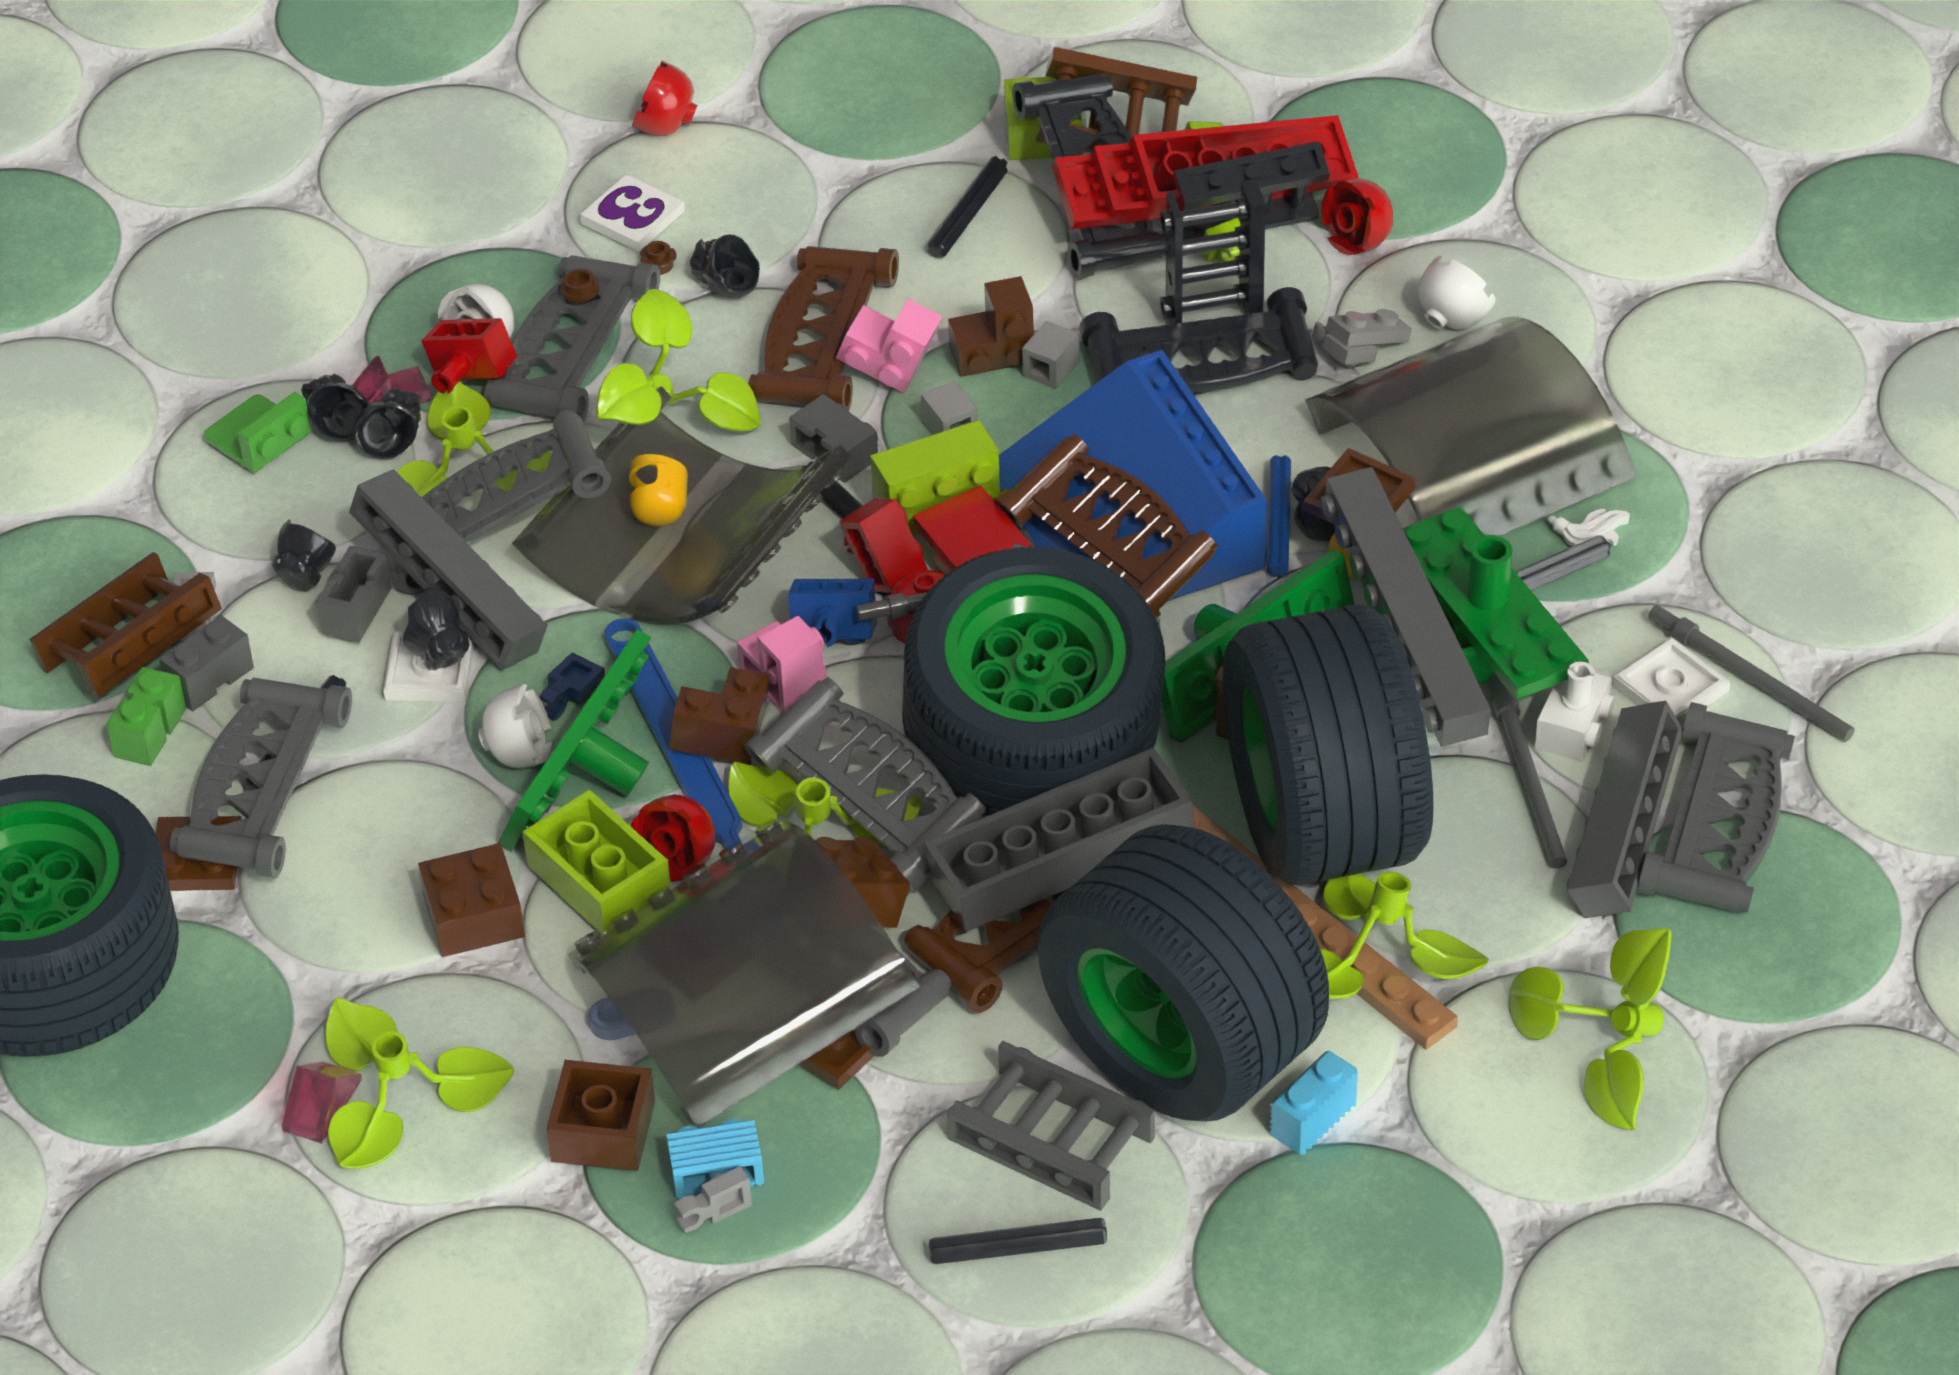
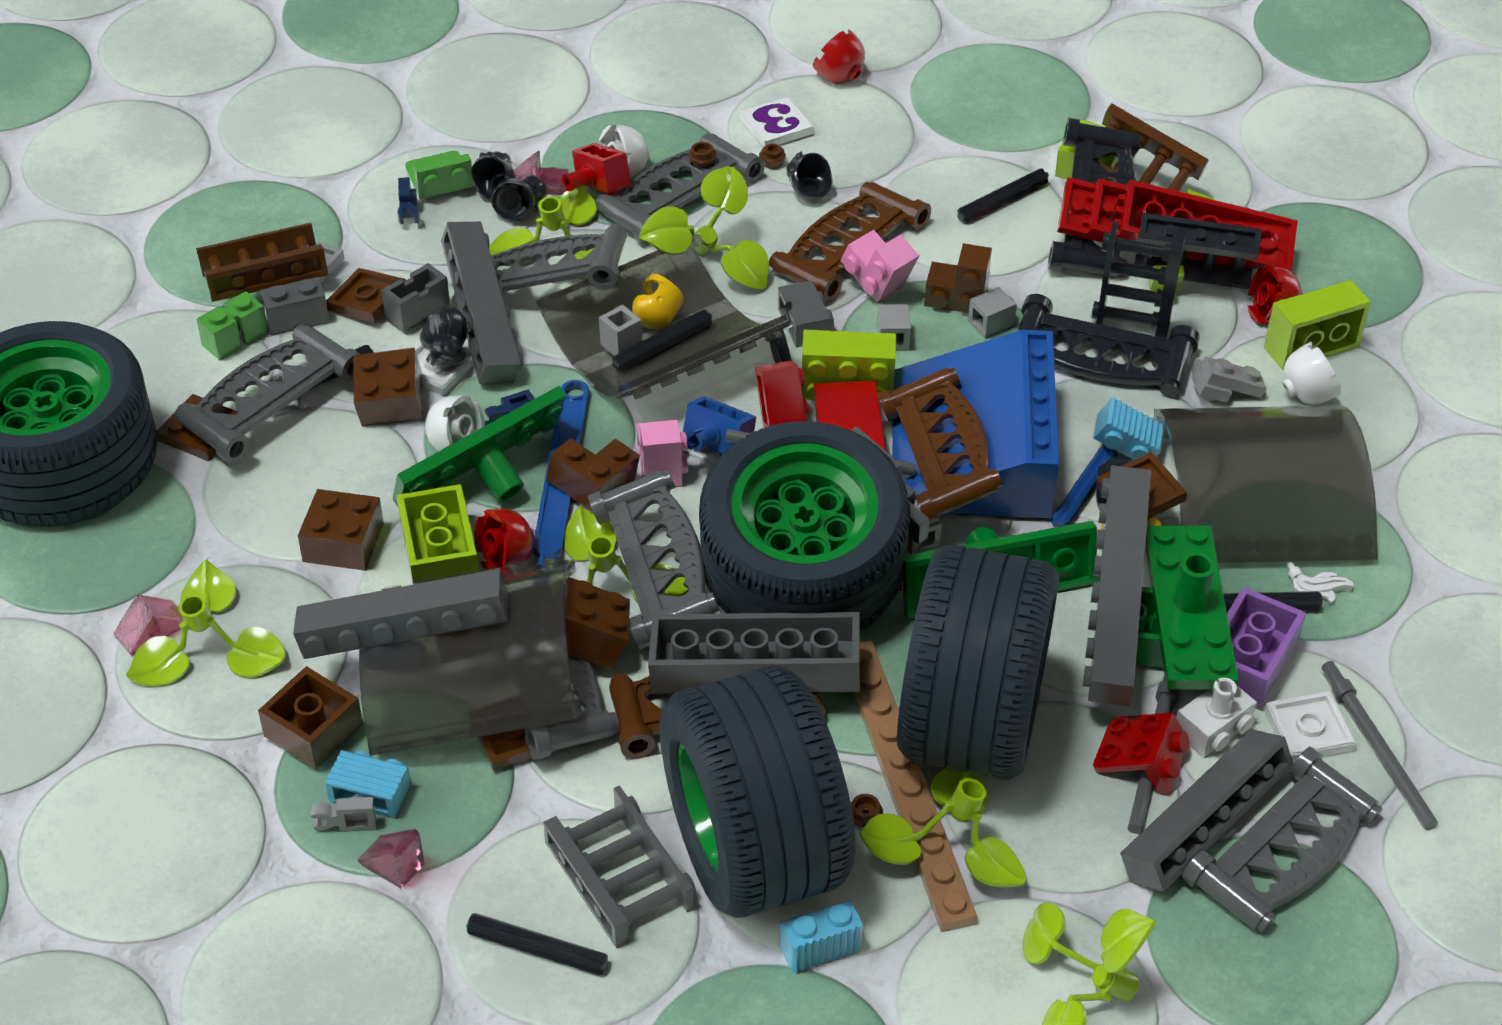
camera: 25 degrees right, 0 degrees up
(244, 481) = (407, 201): none -> dark blue plate
(282, 615) = (361, 295): none -> reddish brown plate
(301, 556) = (403, 257): black hair -> none
(403, 713) = (387, 386): none -> reddish brown brick
(640, 541) = (619, 330): none -> light grey brick
(655, 952) = (401, 614): none -> dark grey brick
(689, 534) = (662, 340): none -> black axle
(799, 1219) = (395, 857): none -> clear pink slope
(1296, 435) = (1128, 430): none -> medium azure brick
(1427, 224) = (1327, 317): none -> lime brick
(1517, 771) = (1147, 744): none -> red bracket
(1581, 602) = (1262, 640): none -> medium lavender brick

